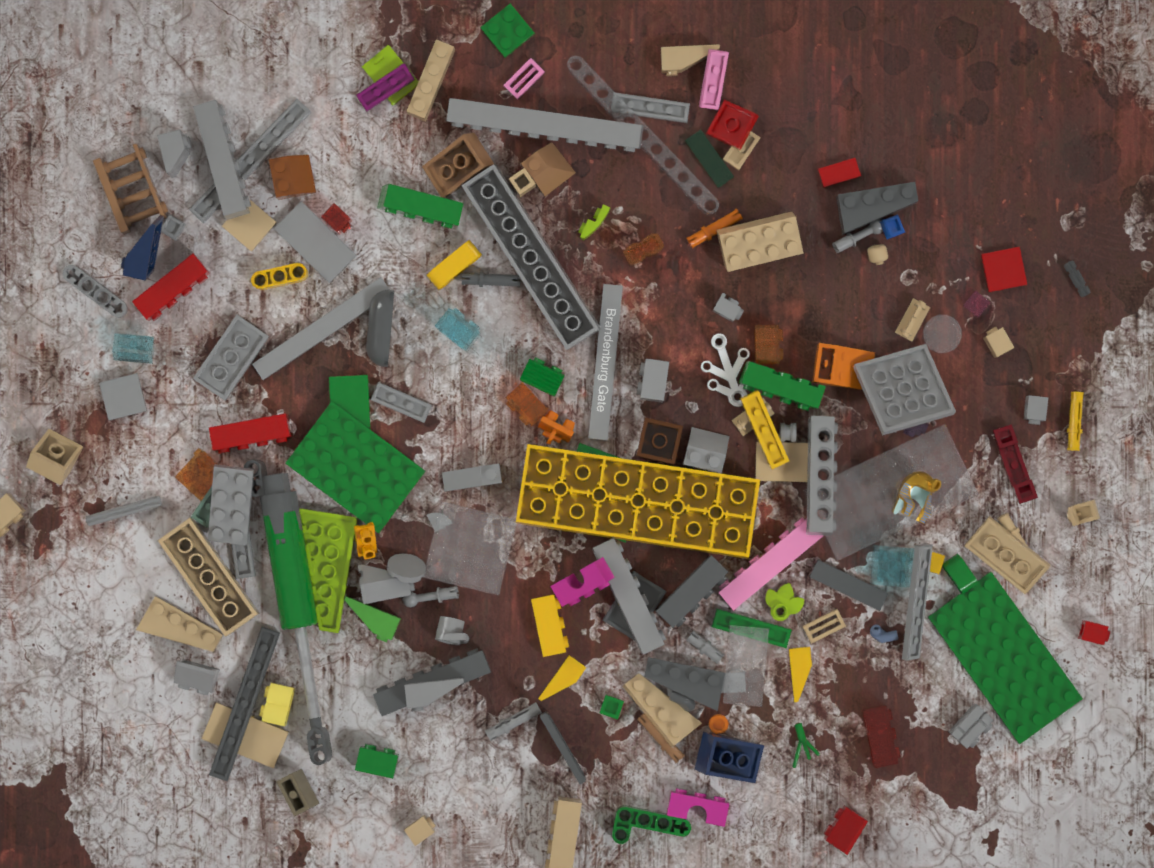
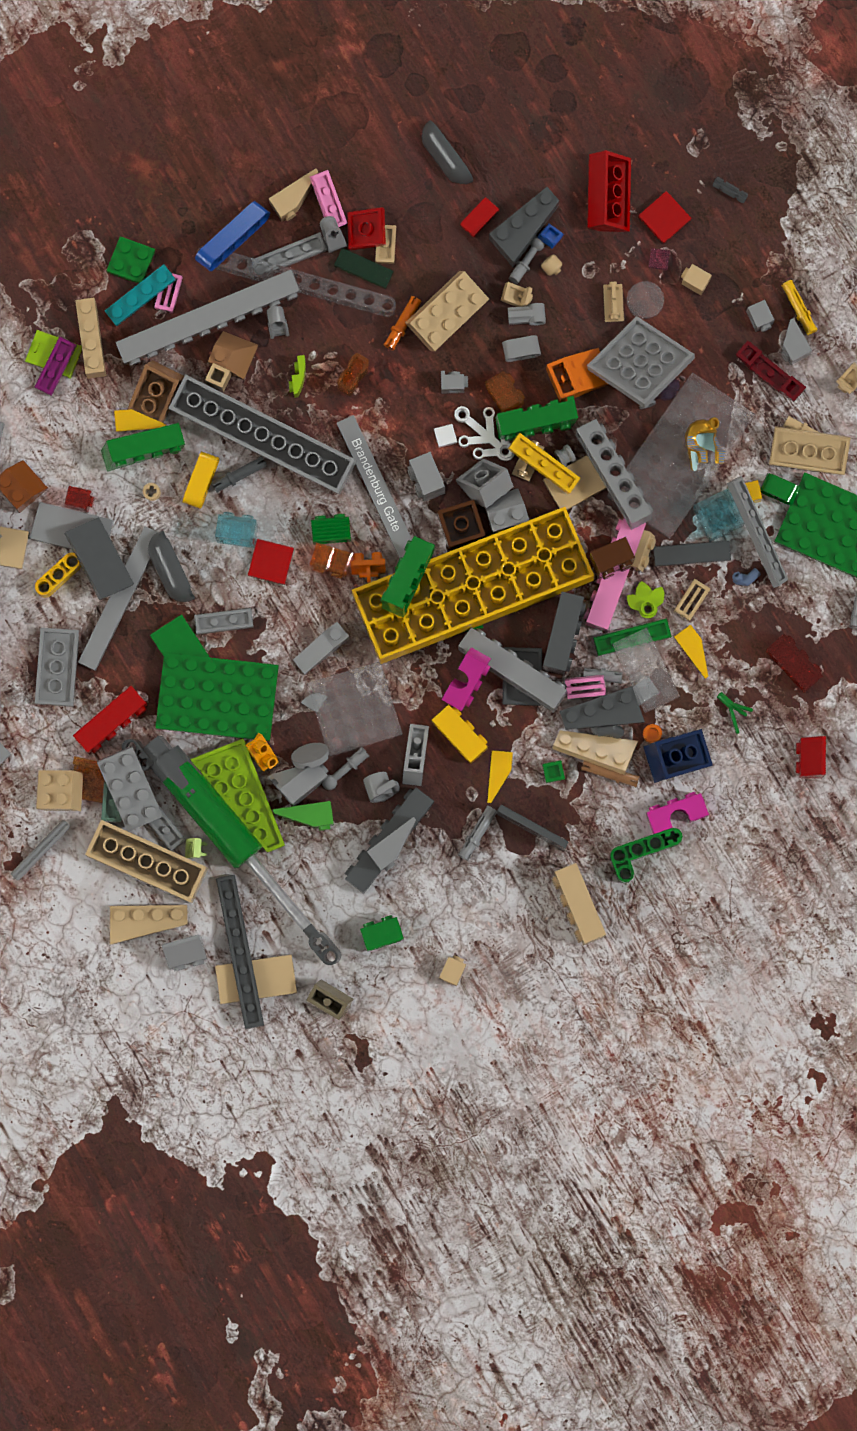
camera: 30 degrees left, 5 degrees down
(169, 469) = (59, 790): none -> tan brick
(257, 588) = (193, 848): none -> yellowish green tile
(277, 704) = (268, 936): light yellow brick -> none
(323, 283) = (99, 558): none -> dark grey tile
(405, 255) = (155, 495): none -> tan bush
(425, 176) = (132, 420): none -> yellow sticker
(473, 374) = (270, 561): none -> red tile
(497, 67) = (140, 295): none -> teal plate
(499, 620) = (415, 755): none -> light grey slope
(584, 462) = (407, 576): none -> green wedge
(603, 163) = (277, 322): none -> light grey piece
(608, 62) = (232, 236): none -> blue beam
(672, 635) = (569, 688): none -> bright pink tile
(693, 351) = (445, 435): none -> white tile
(699, 112) = (332, 234): none -> light grey piece
(703, 415) = (485, 482): none -> light grey slope
(773, 551) = (612, 558): none -> reddish brown brick
(801, 563) = (646, 544): none -> tan plate
(806, 313) = (521, 348): none -> light grey beam
(830, 263) = (516, 295): none -> tan bracket
(832, 287) = (532, 314): none -> light grey piece
(841, 98) = (445, 155): none -> dark grey brick
(967, 218) = (609, 192): none -> red slope
(1051, 451) = (795, 345): none -> light grey slope

